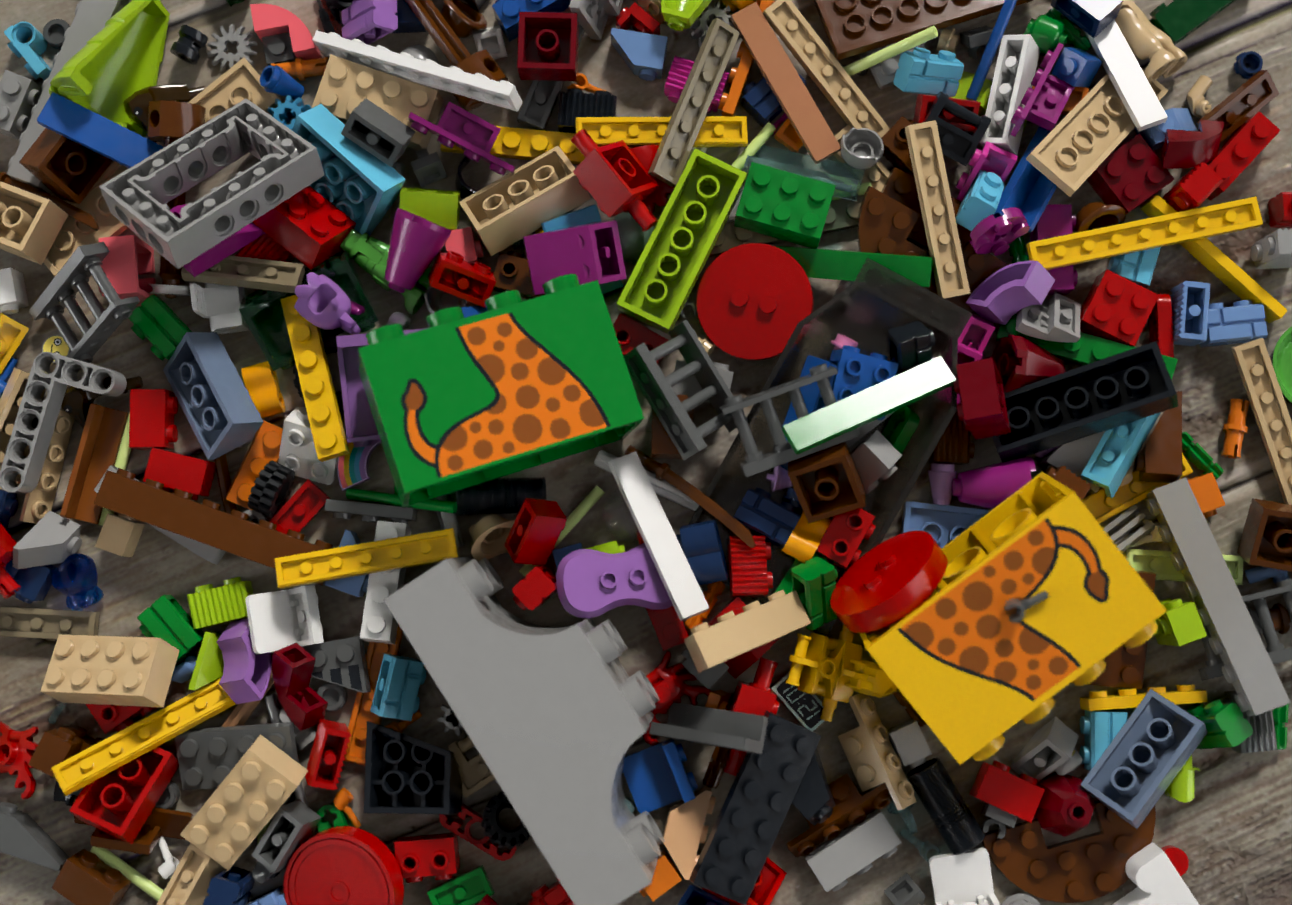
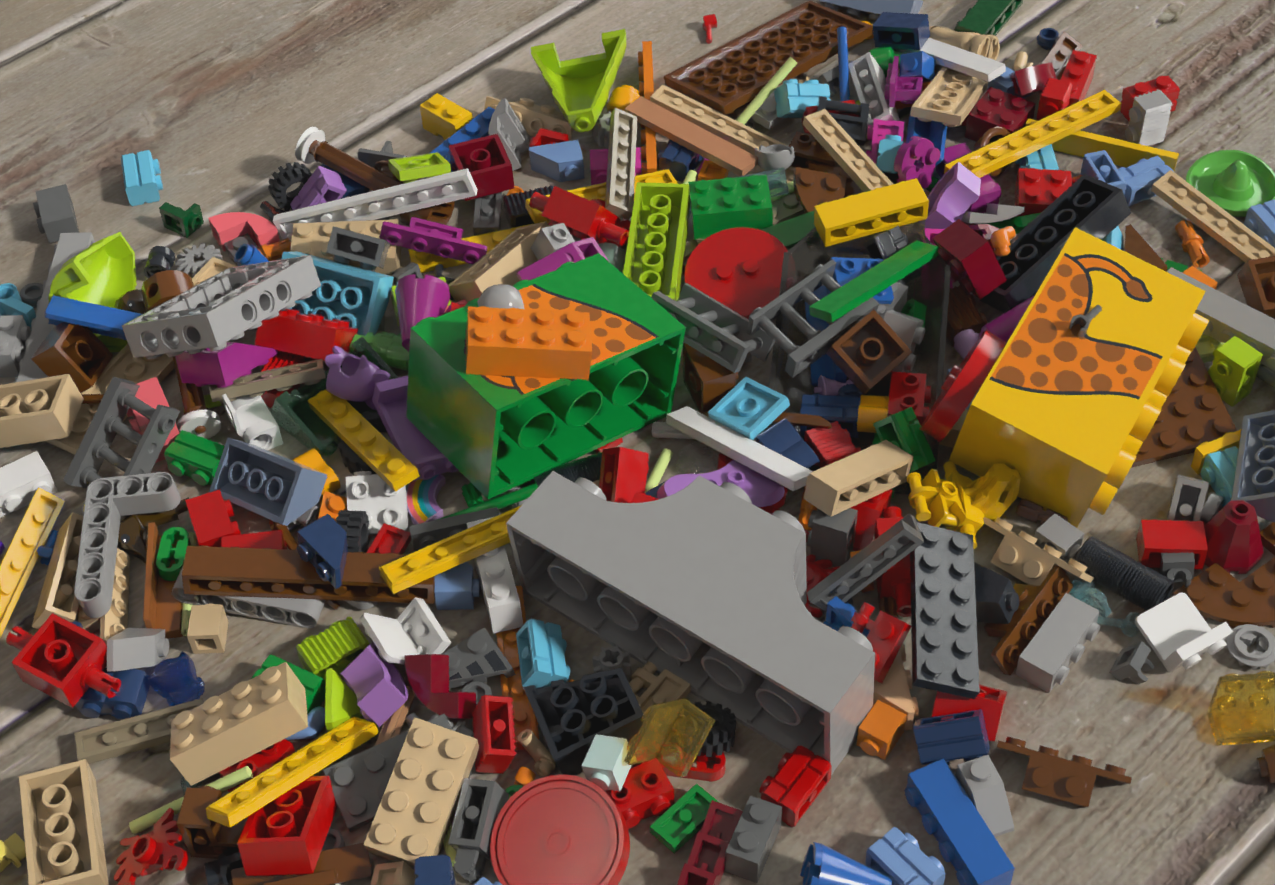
camera: 20 degrees left, 35 degrees down
(58, 719) = (222, 784): none -> yellowish green bar
(102, 437) = (167, 553): none -> green beam
(231, 524) = (325, 547): none -> dark blue slope
(357, 771) = (538, 752): none -> tan arm
(404, 839) = (605, 762): none -> light aqua brick
(460, 346) = (501, 297): none -> light grey hair
(463, 419) = (528, 343): none -> orange brick
(474, 832) = (671, 734): none -> clear yellow bracket
(477, 34) = (420, 166): none -> lime plate
(574, 211) = (551, 239): none -> light grey brick
(685, 818) = (885, 637): none -> red plate
(687, 491) = (749, 408): none -> medium azure plate
(912, 301) = (871, 212): none -> yellow brick
(1029, 381) = (1001, 240): none -> orange arm

